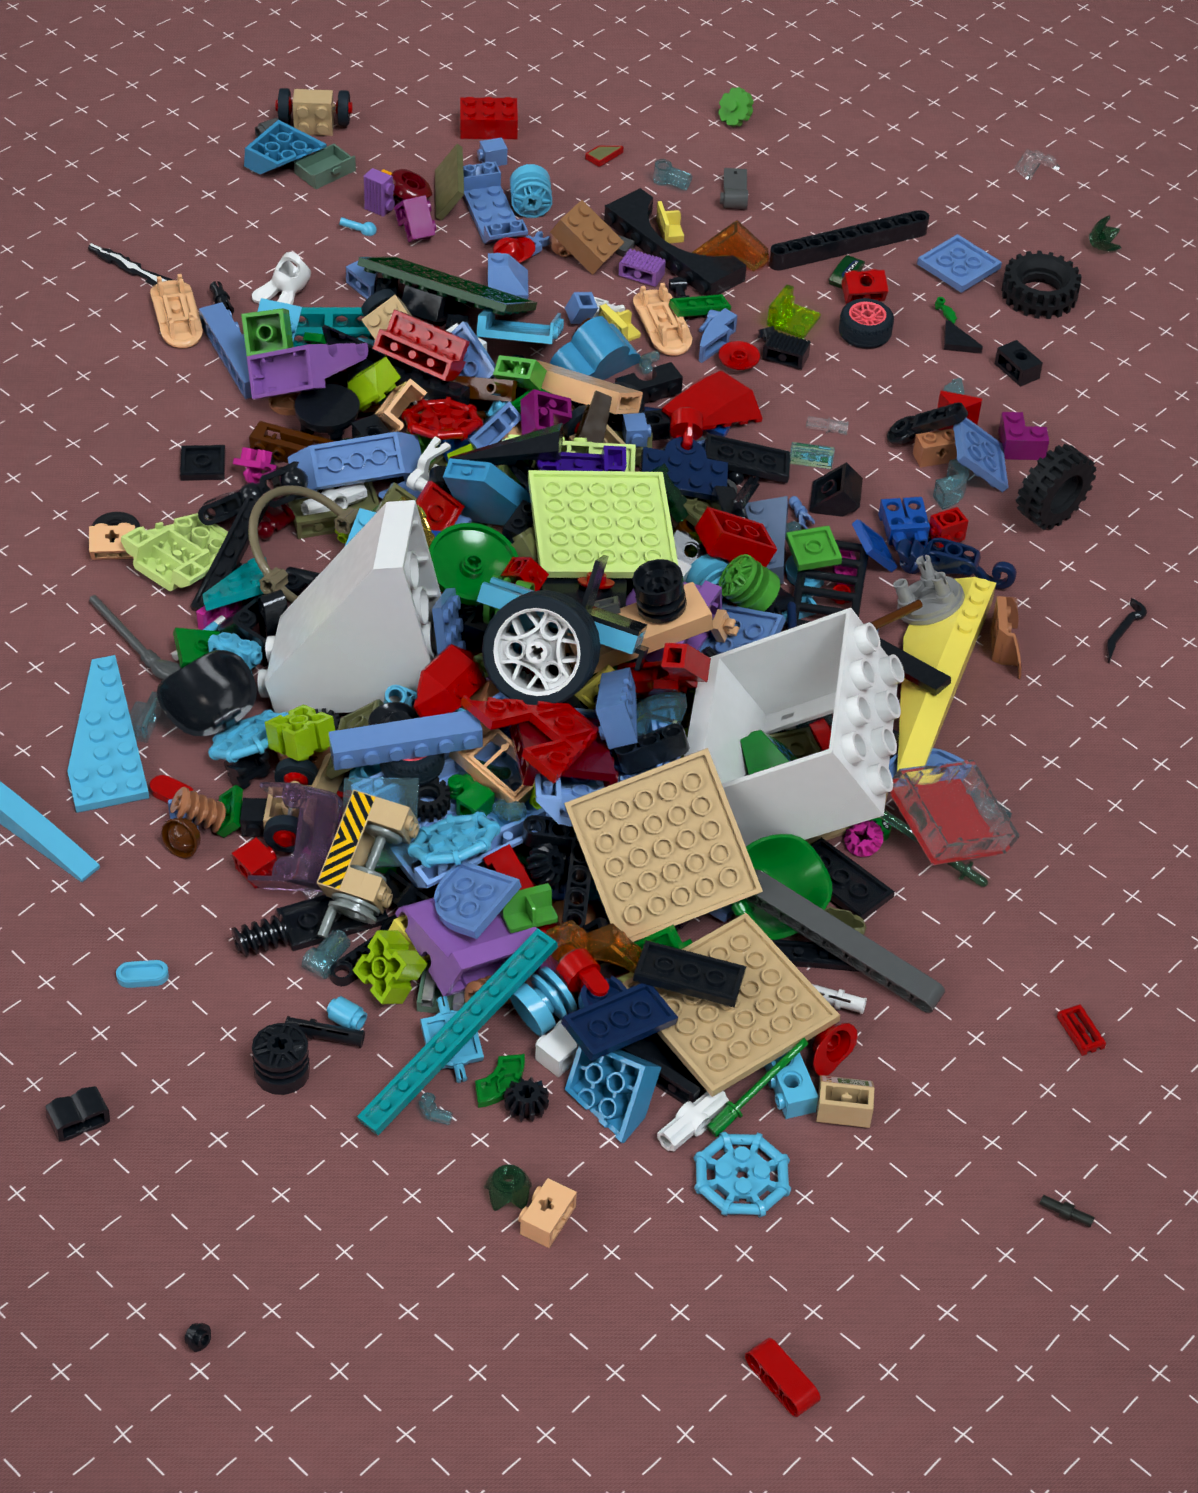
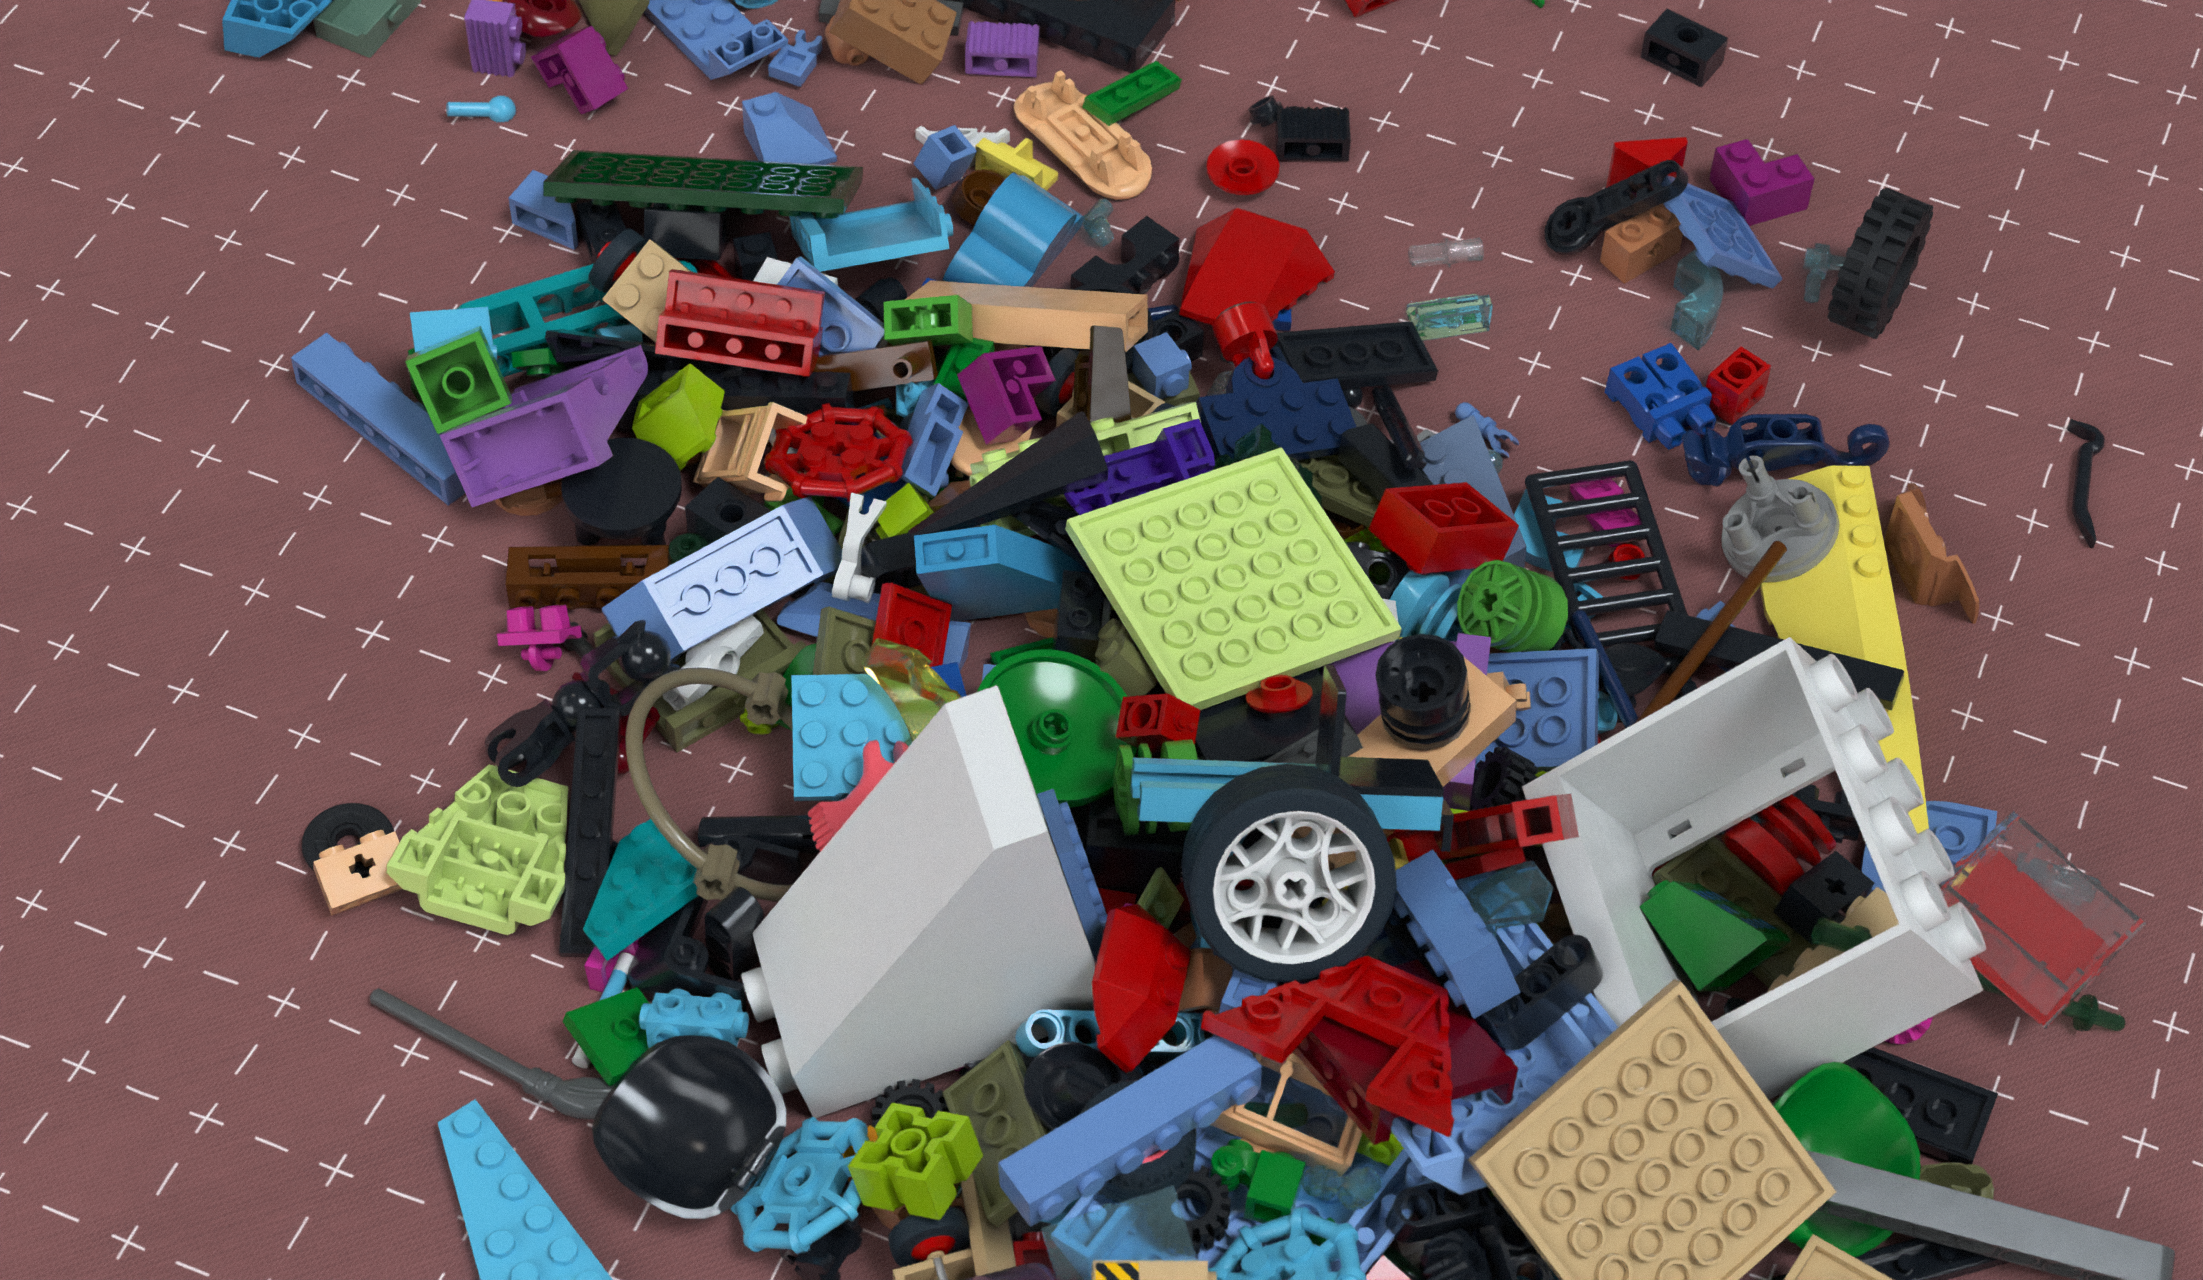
camera: 20 degrees left, 5 degrees up
(125, 264) = (124, 308): black sword -> none
(145, 717) = (586, 1204): clear light blue panel -> none
(176, 312) = (247, 374): light nougat piece -> none
(202, 462) = (438, 656): black tile -> none
(220, 295) = (312, 320): black pin -> none
(285, 279) = (413, 252): white piece -> none
(519, 248) = (778, 72): red piece -> none
(678, 285) = (1078, 64): black bar -> none
(711, 314) = (1161, 107): medium blue hand -> none
(717, 334) = (1187, 138): medium blue slope -> none
(791, 317) = (1290, 70): clear neon green bracket -> none
(813, 548) = (1559, 497): bright green plate -> none
(837, 492) = (1526, 375): black slope -> none
(866, 323) = (1414, 47): black wheel -> none
(874, 545) = (1642, 456): blue tile -> none
(955, 386) = (1606, 123): clear light blue tile -> none
(958, 340) = (1567, 33): black tile -> none

